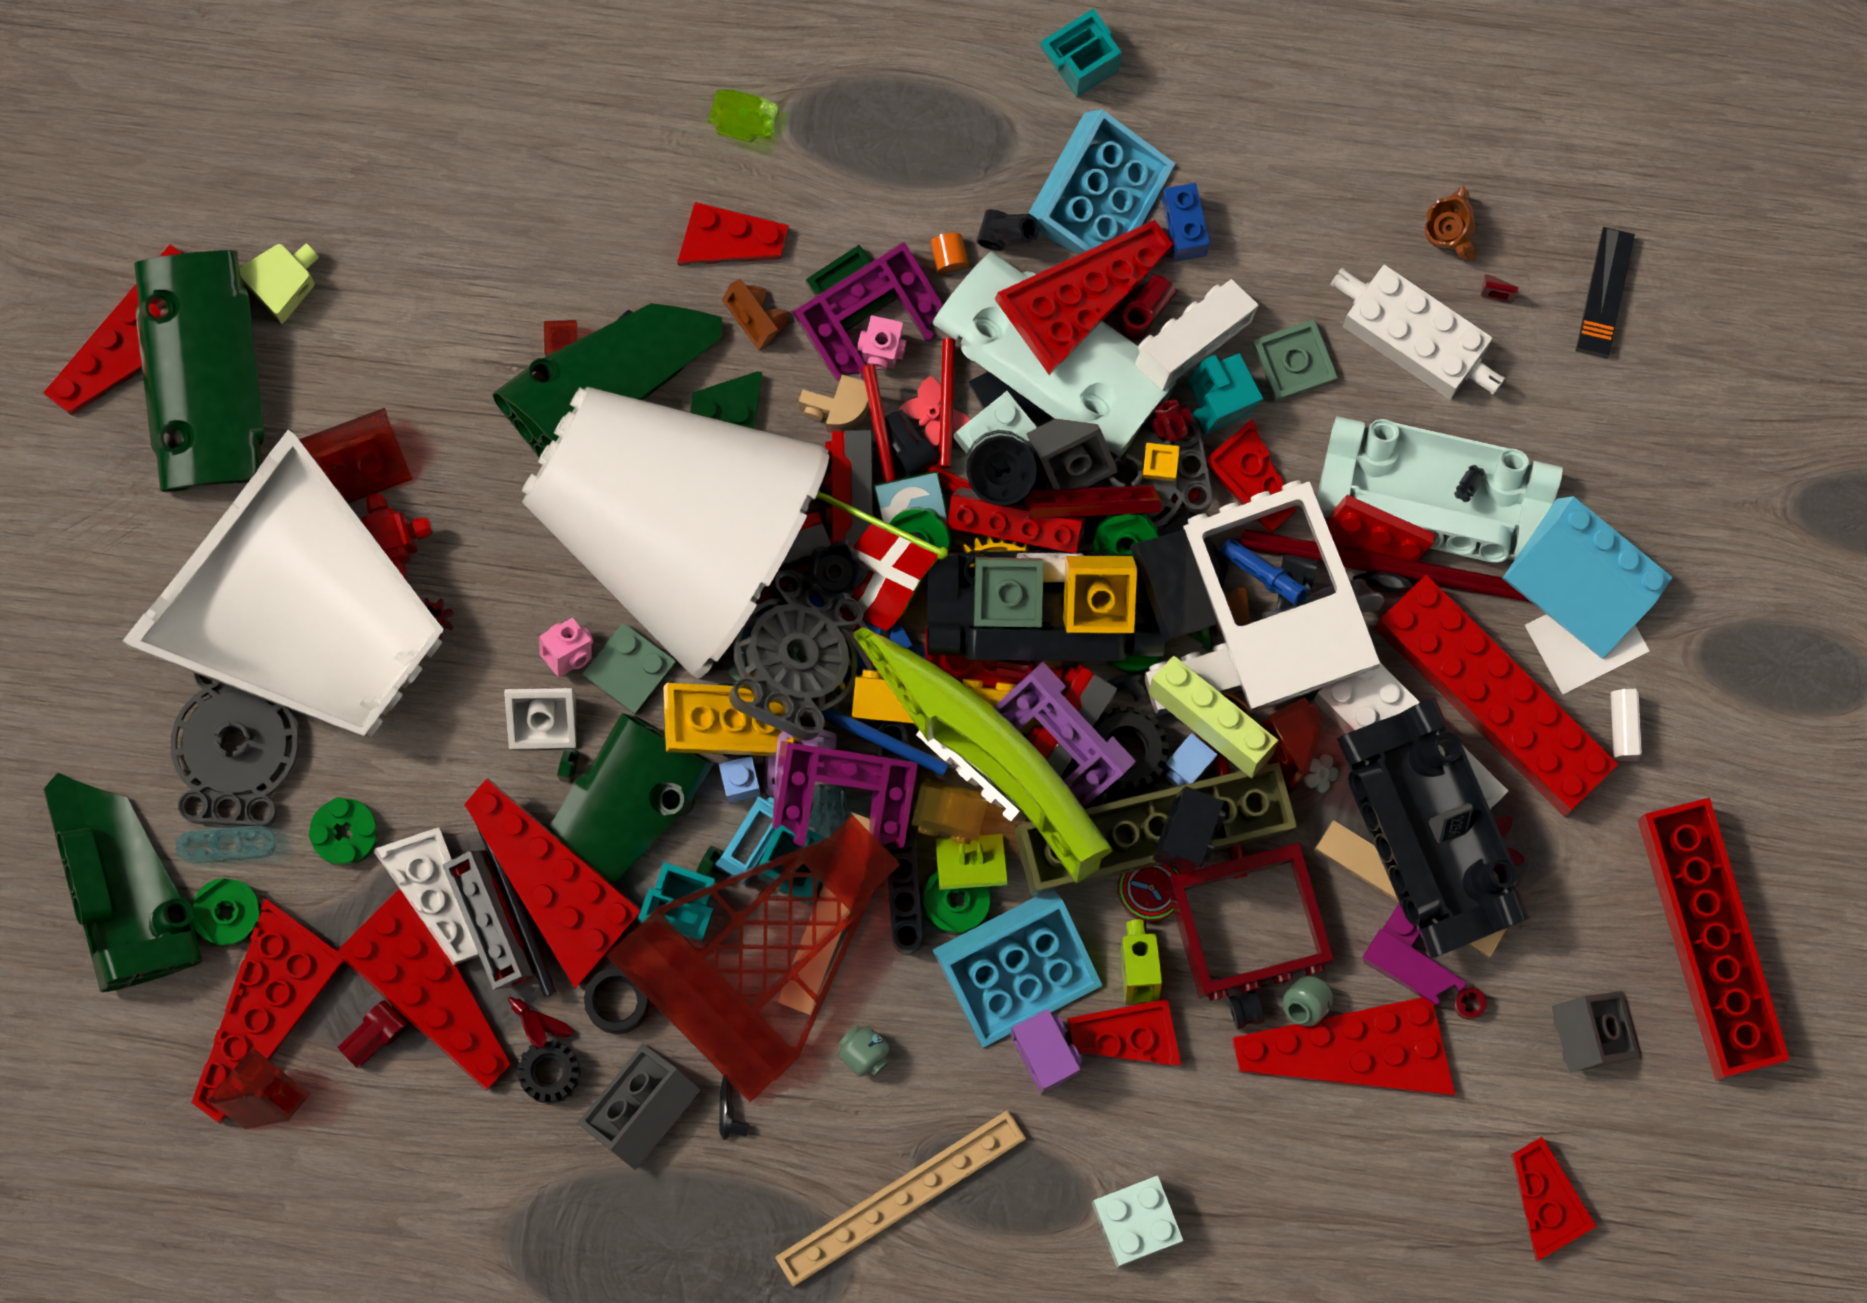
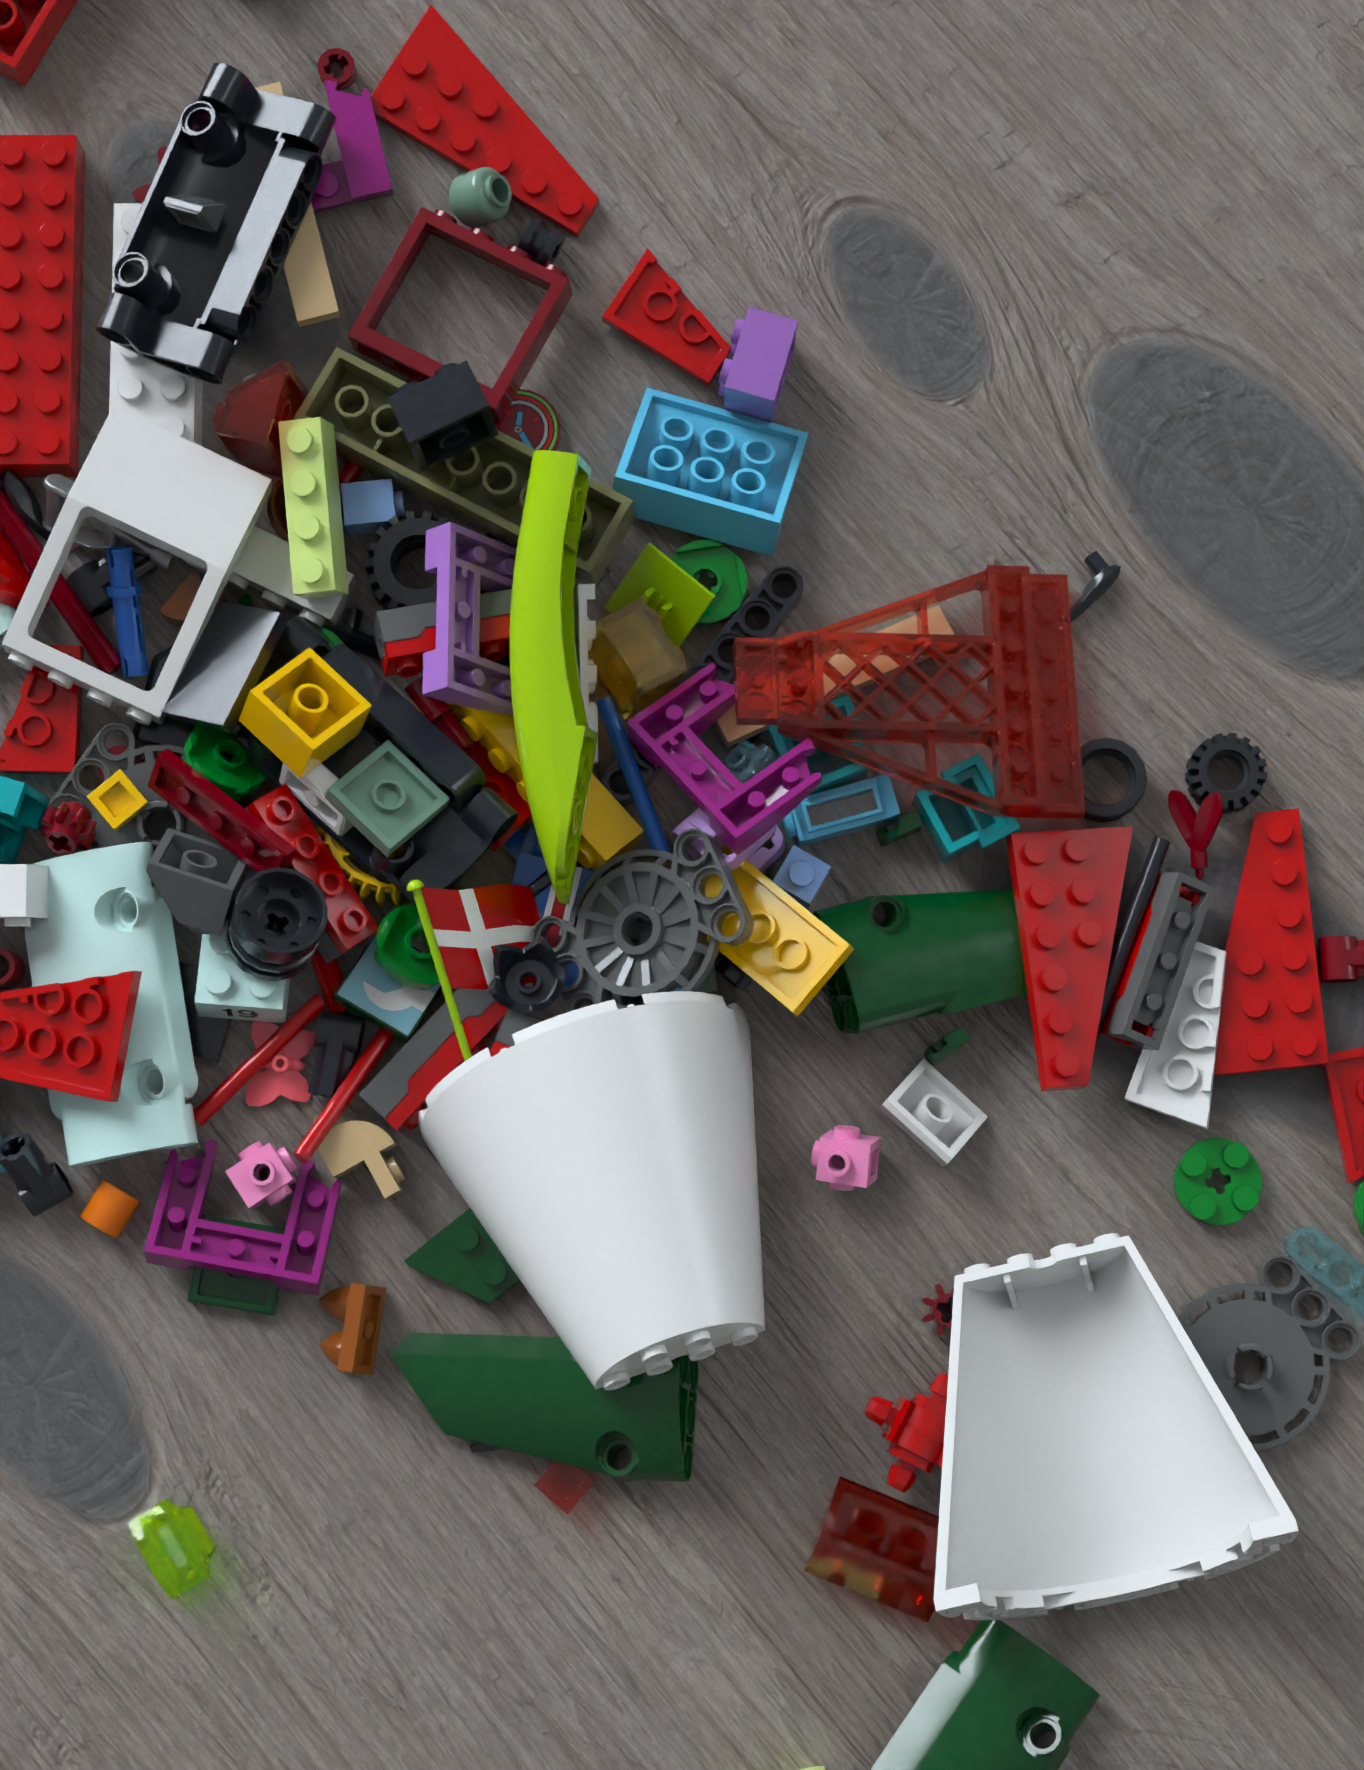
camera: 135 degrees left, 5 degrees up
(629, 669) = (803, 1086): sand green plate -> none
(639, 1106) = (1172, 664): dark grey slope -> none
(729, 235) = (303, 1432): red wing -> none
(864, 1051) = (921, 522): sand green head -> none
(900, 1198) = (1008, 370): tan tile -> none
(1137, 1221) = (819, 152): light aqua brick -> none
(1140, 964) = (603, 350): lime torso -> none

